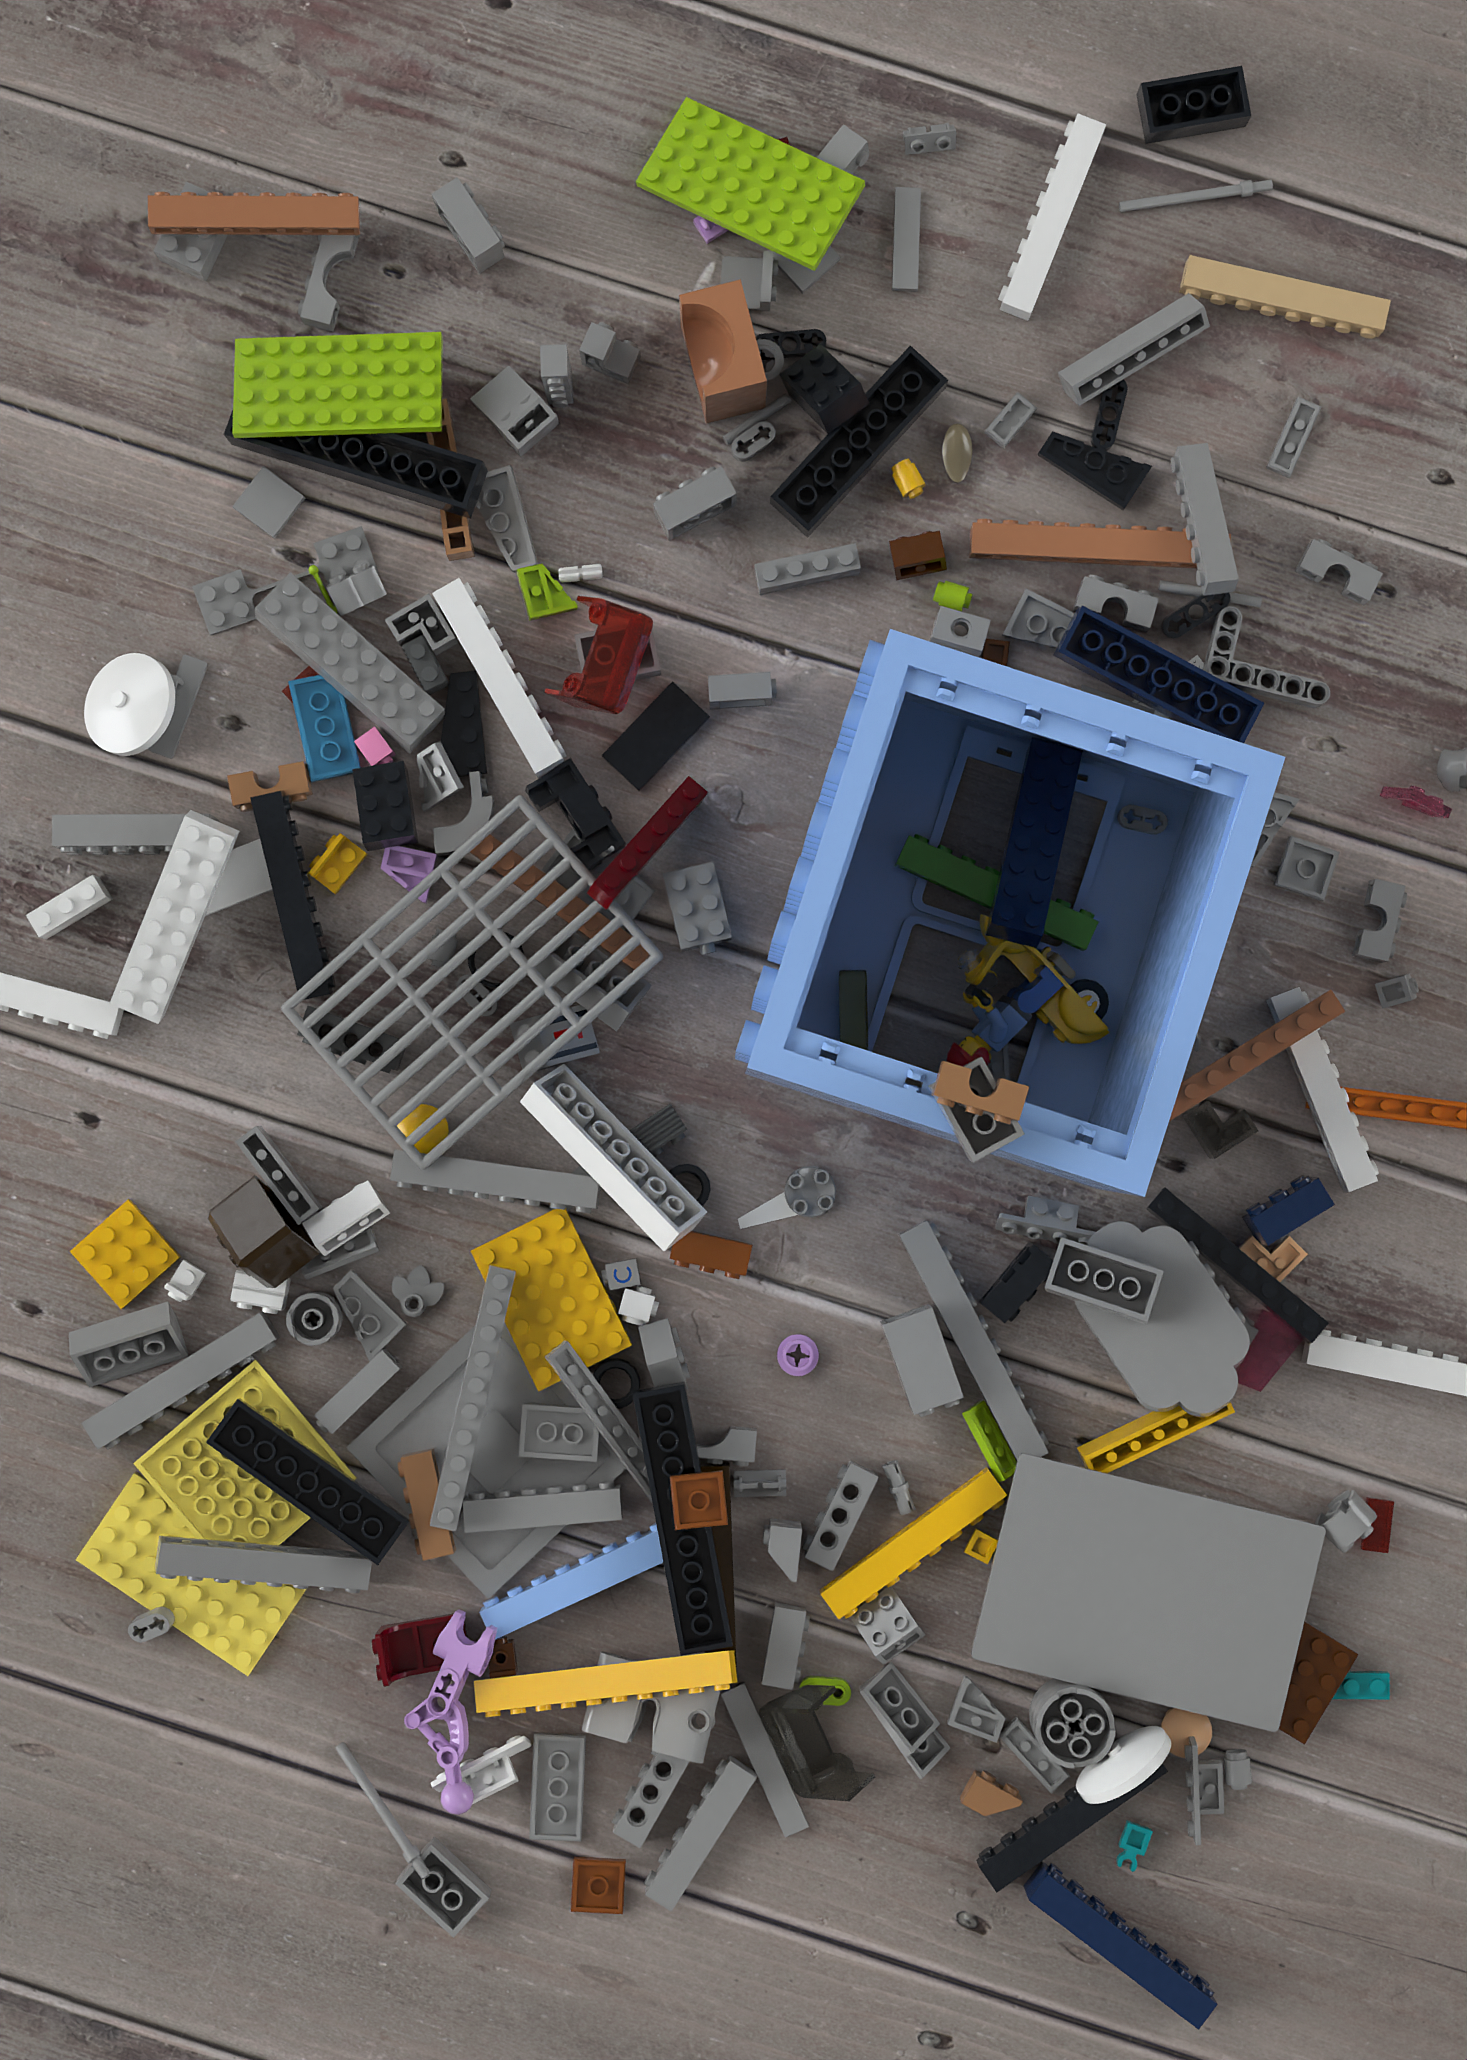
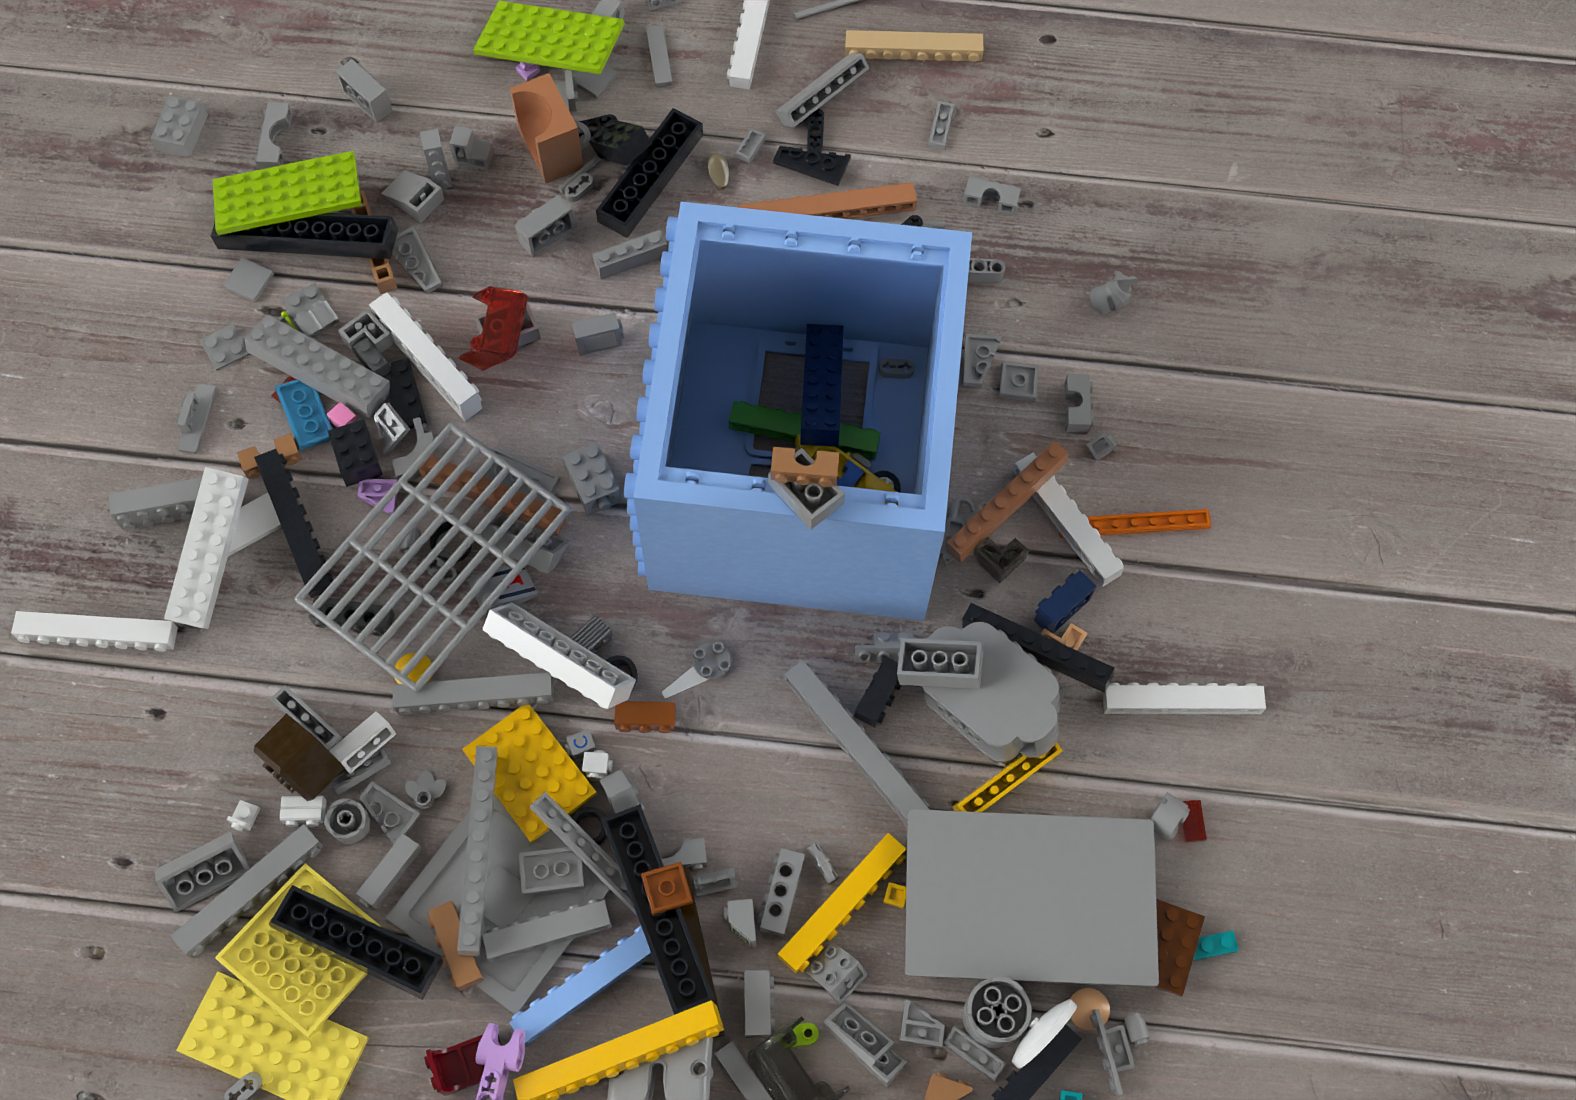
camera: 10 degrees left, 20 degrees down
(69, 907) = (128, 563): white brick -> none
(125, 1254) = (194, 805): yellow plate -> none
(129, 704) = (160, 418): white dish -> none
(254, 214) = (216, 103): nougat brick -> none
(262, 1563) = (327, 1014): light grey brick -> none
(337, 862) = (324, 499): yellow bracket -> none
(506, 1667) = (539, 1062): reddish brown brick -> none
(542, 593) = (449, 302): lime wing -> none
(582, 809) = (497, 429): black bracket -> none
(587, 572) = (478, 284): white piece -> none
(647, 842) = (547, 438): dark red brick -> none
(655, 736) = (543, 378): black tile -> none
(788, 1362) = (731, 773): lavender gear -> none
(908, 478) = (688, 190): yellow brick -> none
(922, 1360) = (819, 760): light grey brick -> none
(990, 1440) = (884, 813): lime plate -> none
(1205, 519) = (893, 175): light grey brick -> none
(1267, 1351) = (1077, 708): clear pink wing -> none
(1417, 800) = (1083, 322): clear pink wing -> none

